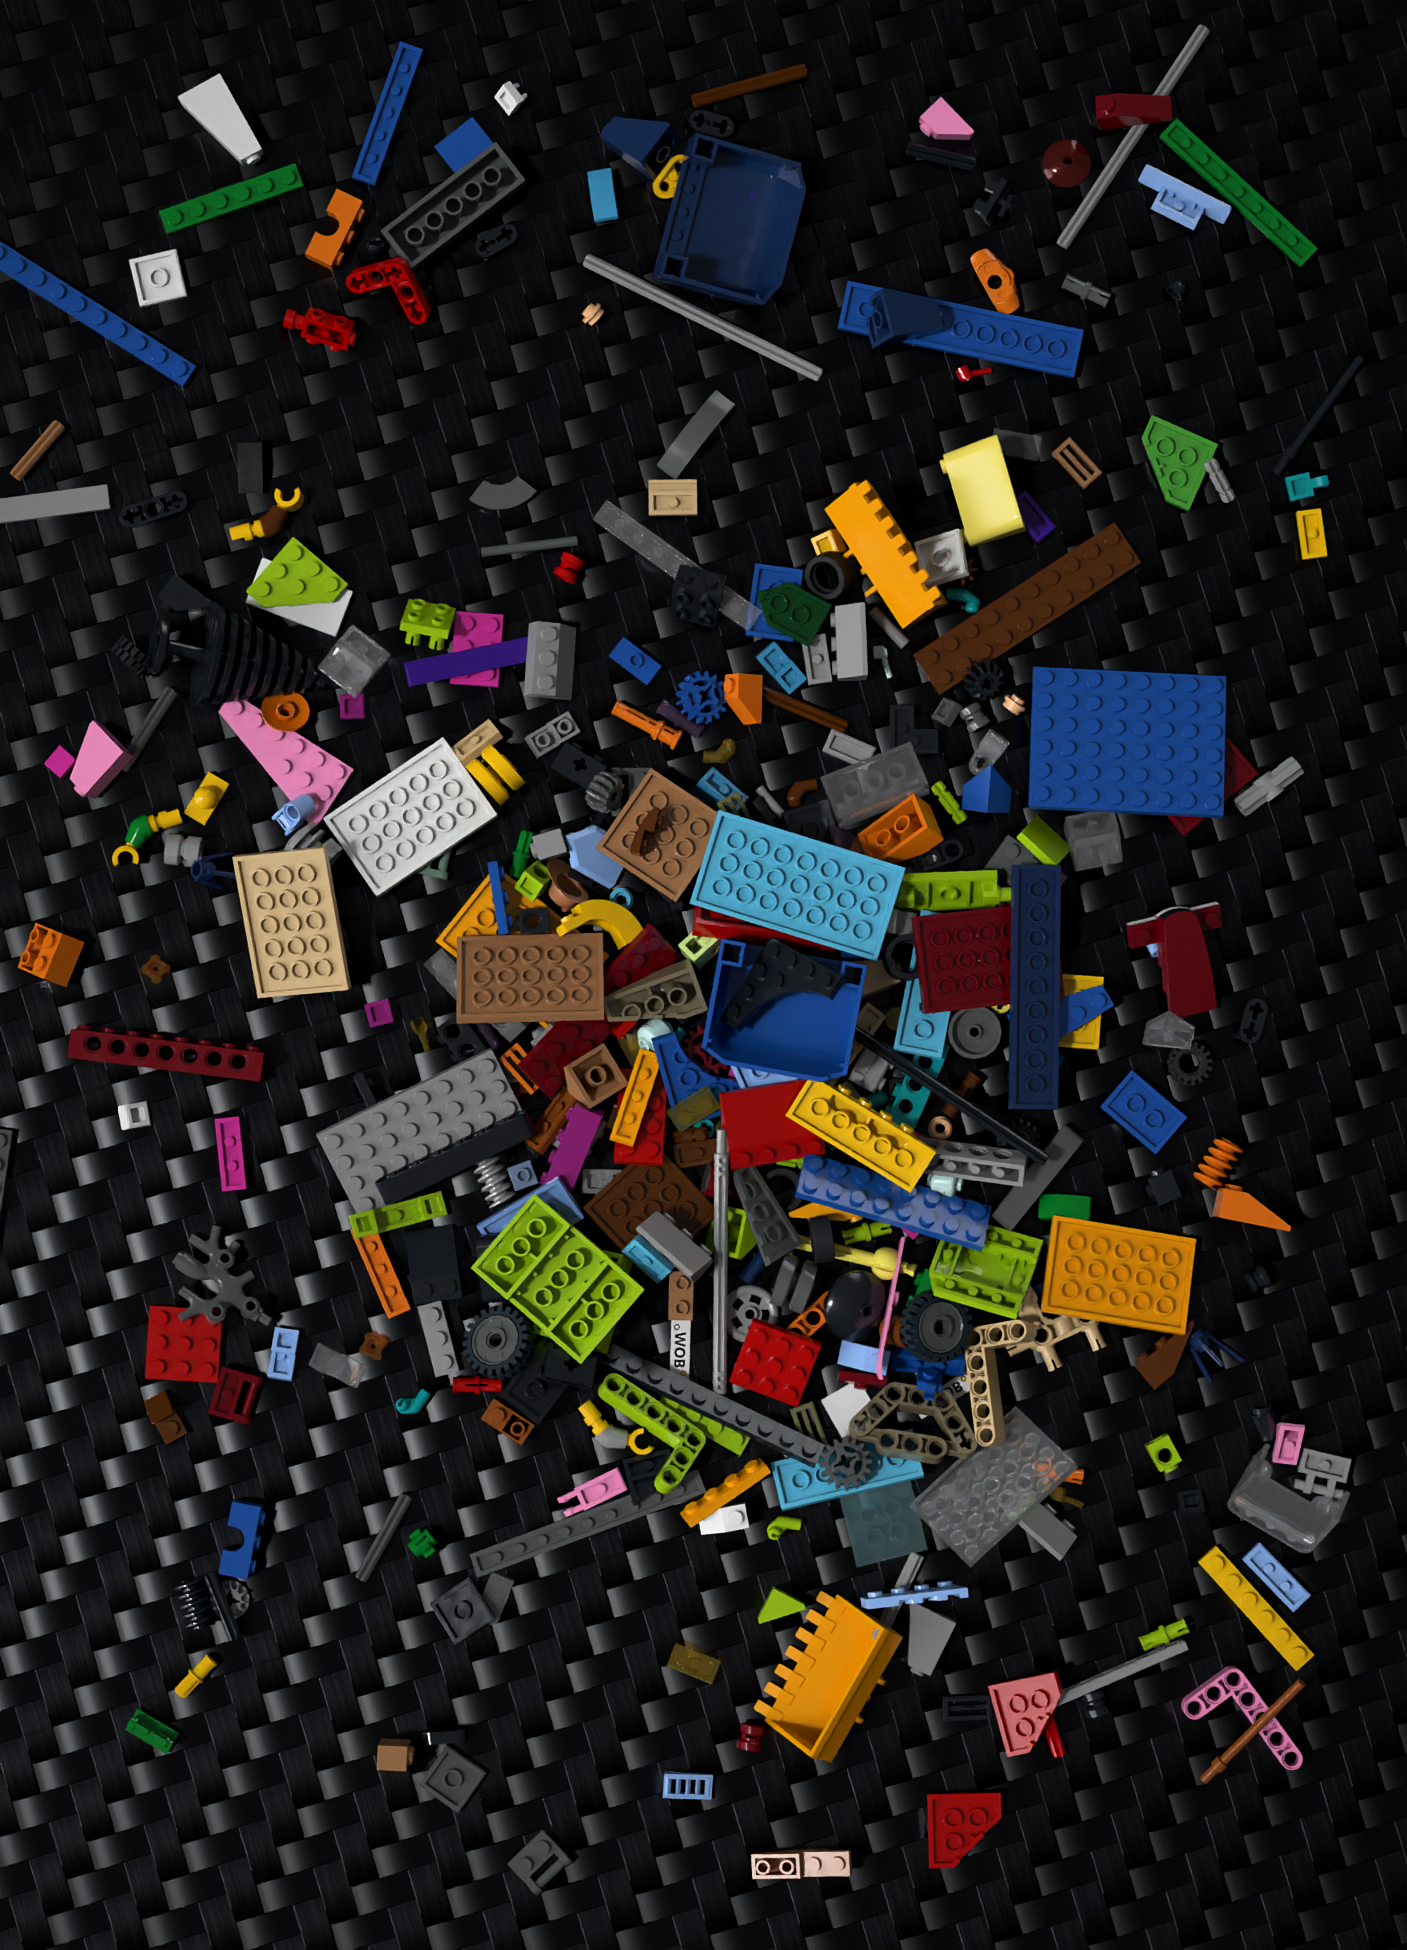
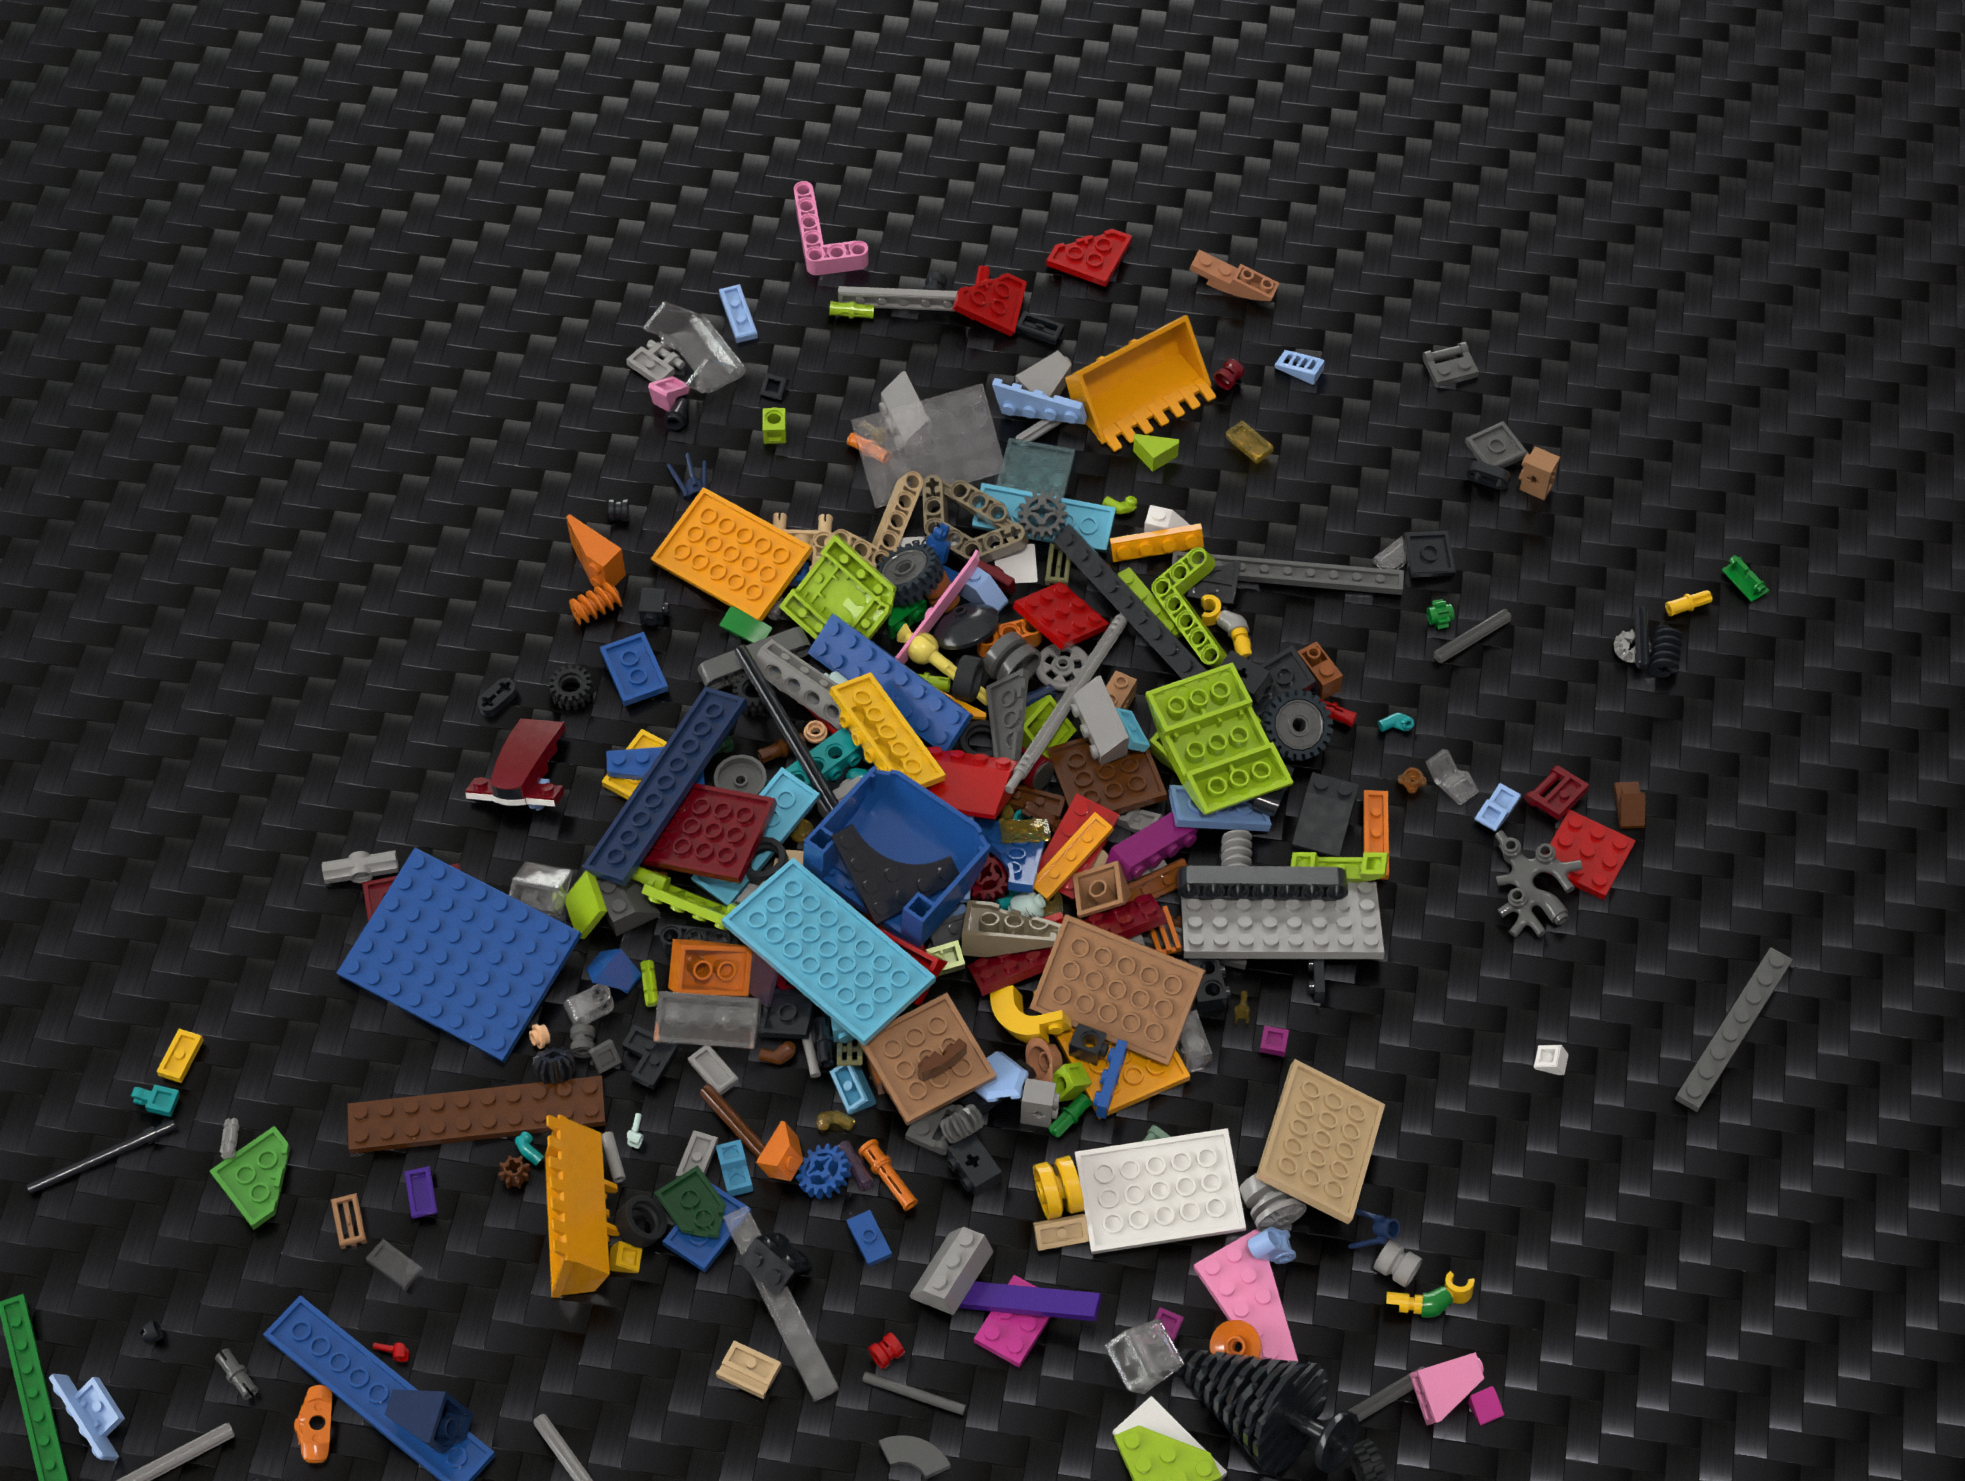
camera: 150 degrees left, 30 degrees down
(50, 955) = (1573, 1230): orange slope -> none
(80, 1049) = (1511, 1093): dark red brick -> none
(155, 962) = (1473, 1168): clear orange plate -> none
(206, 798) = (1352, 1305): yellow tile -> none
(230, 1153) = (1472, 985): dark pink plate -> none
(240, 1561) = (1610, 668): blue arch -> none
(428, 620) = (1050, 1362): lime plate -> none
(438, 1338) = (1350, 755): light grey plate -> none
(522, 1175) = (1207, 849): sand blue brick -> none
(552, 735) = (980, 1209): light grey slope -> none
(595, 1491) = (1271, 592): bright pink hinge -> none
(624, 892) = (996, 1030): medium azure plate -> none
(680, 1347) = (1141, 662): white sticker -> none
(695, 434) = (691, 1418): dark grey slope -> none
(849, 642) = (655, 1152): light grey slope -> none
(942, 557) = (526, 1186): white tile -> none
(983, 491) = (448, 1228): light yellow windscreen -> none
(1163, 1359) = (735, 485): reddish brown slope -> none
(1169, 1031) = (574, 713): clear slope -> none
(1221, 1762) = (859, 212): dark orange bar -> none
(1255, 1608) = (767, 300): yellow plate -> none

